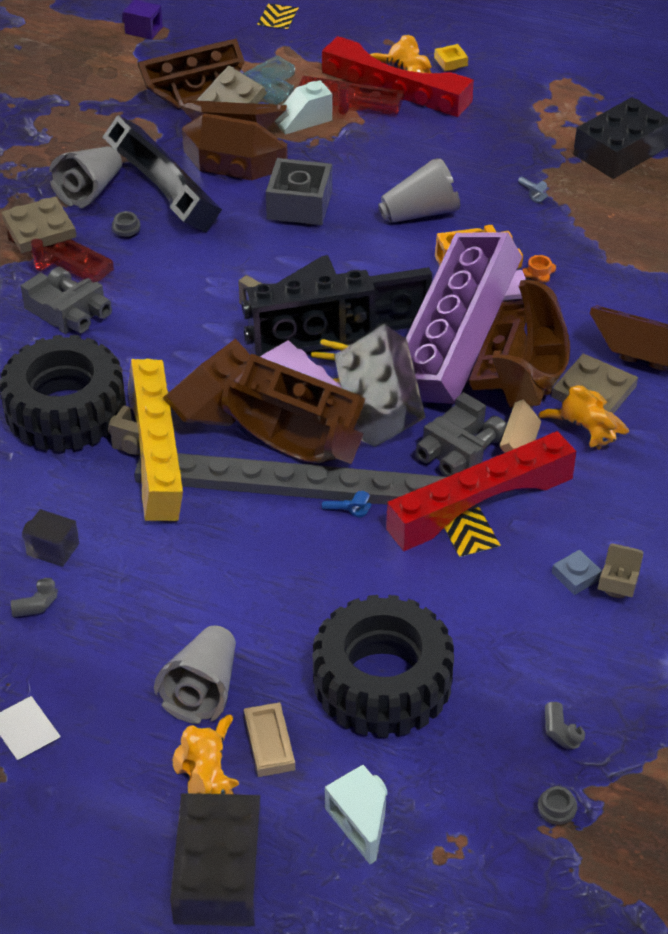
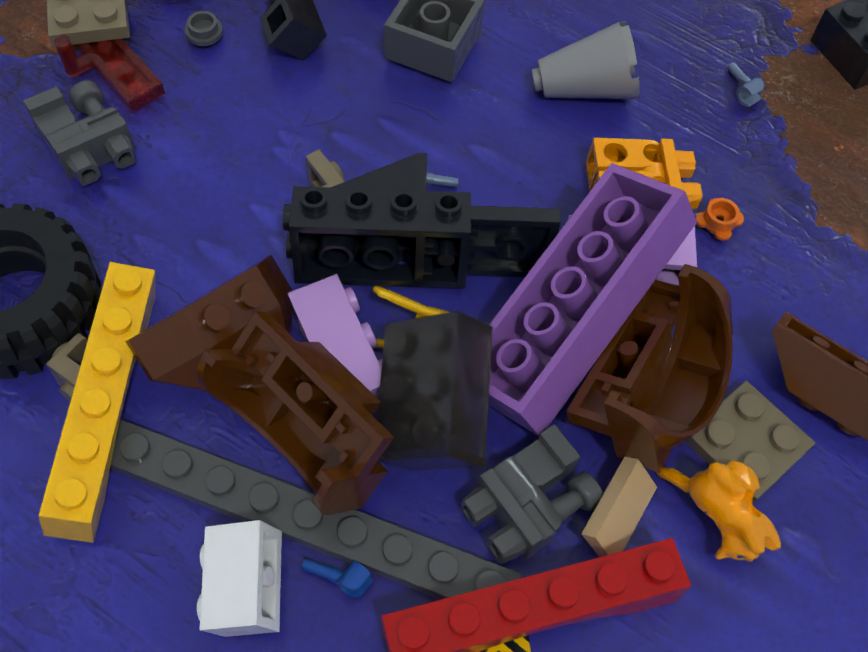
camera: 10 degrees right, 15 degrees up
(287, 510) = (240, 579): none -> white brick

